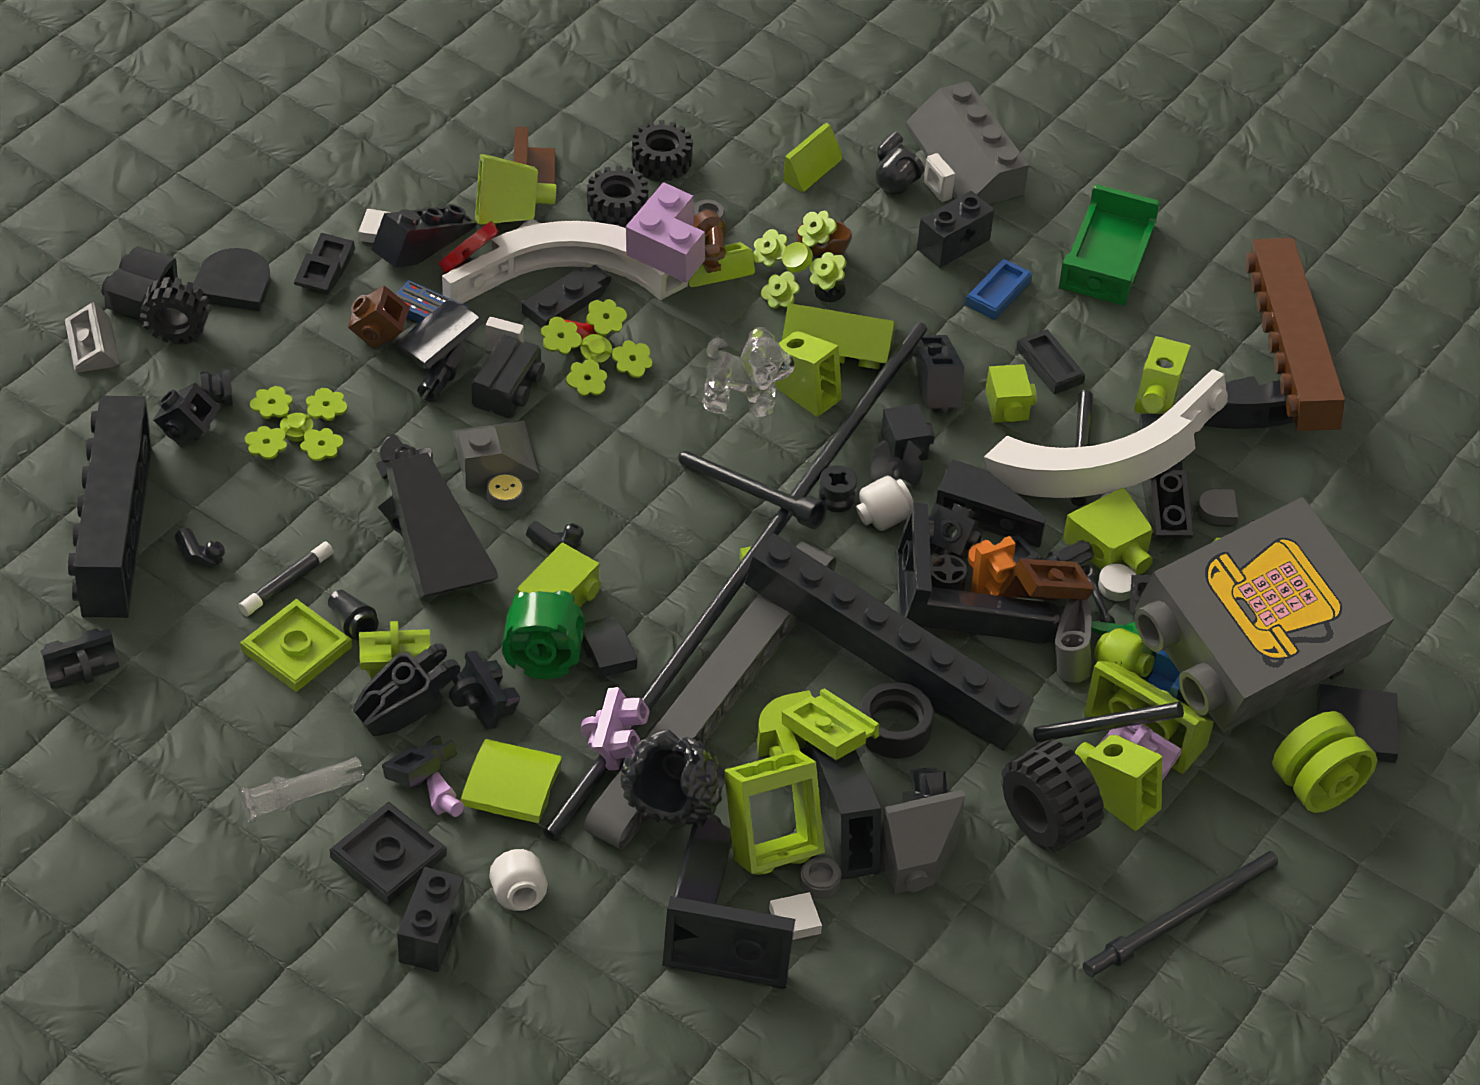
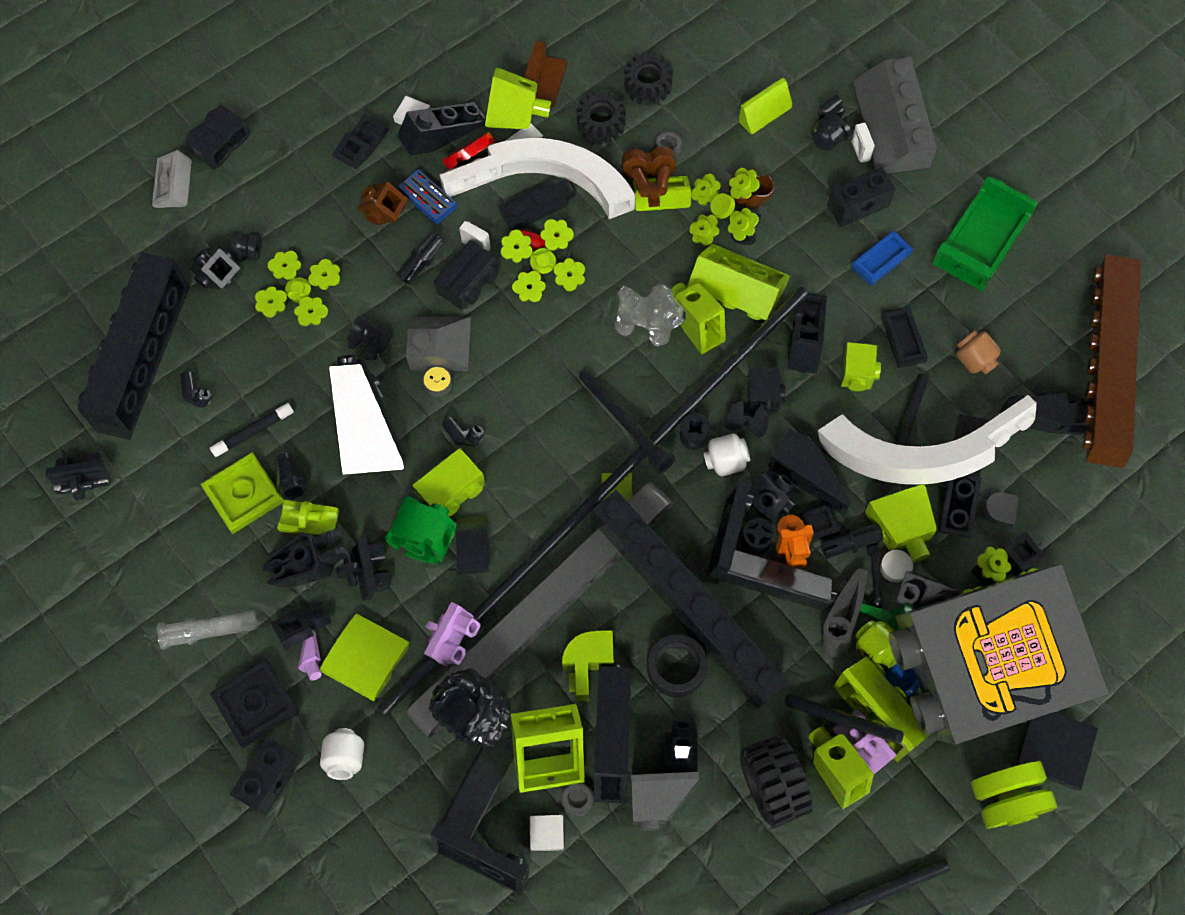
camera: 20 degrees right, 20 degrees up
(178, 297) = (231, 171): black tyre -> none
(234, 278) = (289, 143): black tile -> none
(438, 334) = (420, 230): black slope -> none
(665, 234) = (615, 168): lavender brick -> none
(830, 724) = (614, 675): lime plate -> none
(1047, 580) = (835, 567): reddish brown panel -> none
(1133, 354) = (978, 352): none -> medium nougat head
(1160, 385) = (980, 395): lime torso -> none

